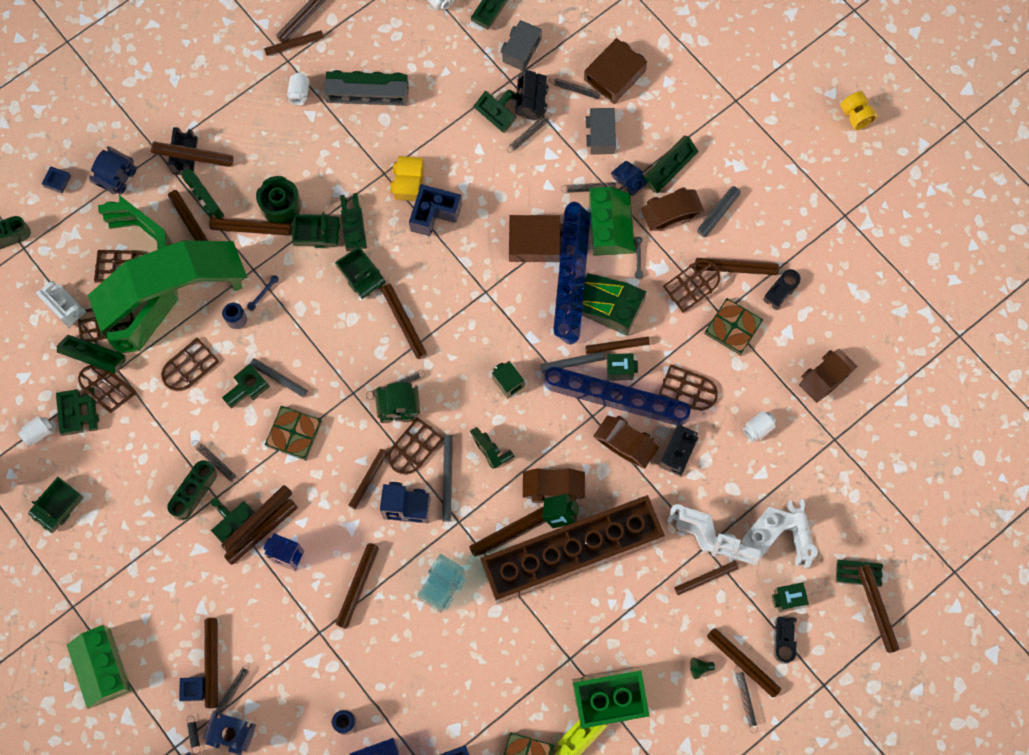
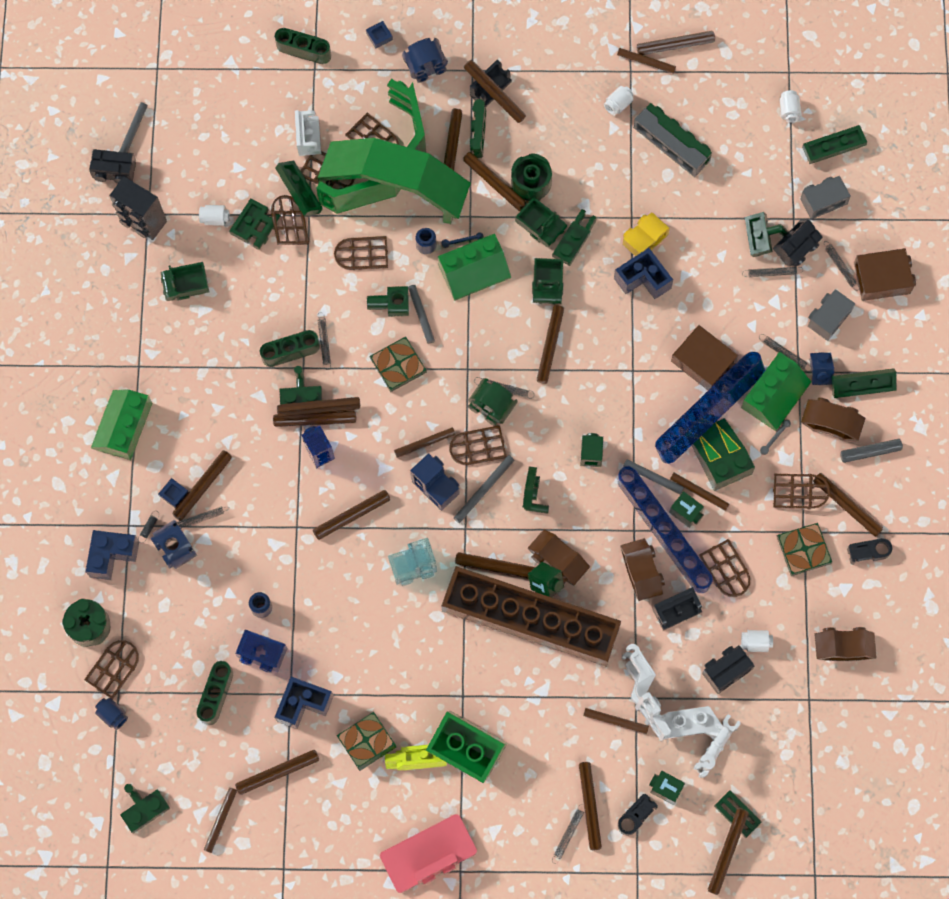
camera: 40 degrees right, 0 degrees up
(291, 306) = (474, 267): none -> green slope
(699, 667) = (553, 782): dark green rock -> none
(757, 465) = (728, 668): none -> black brick

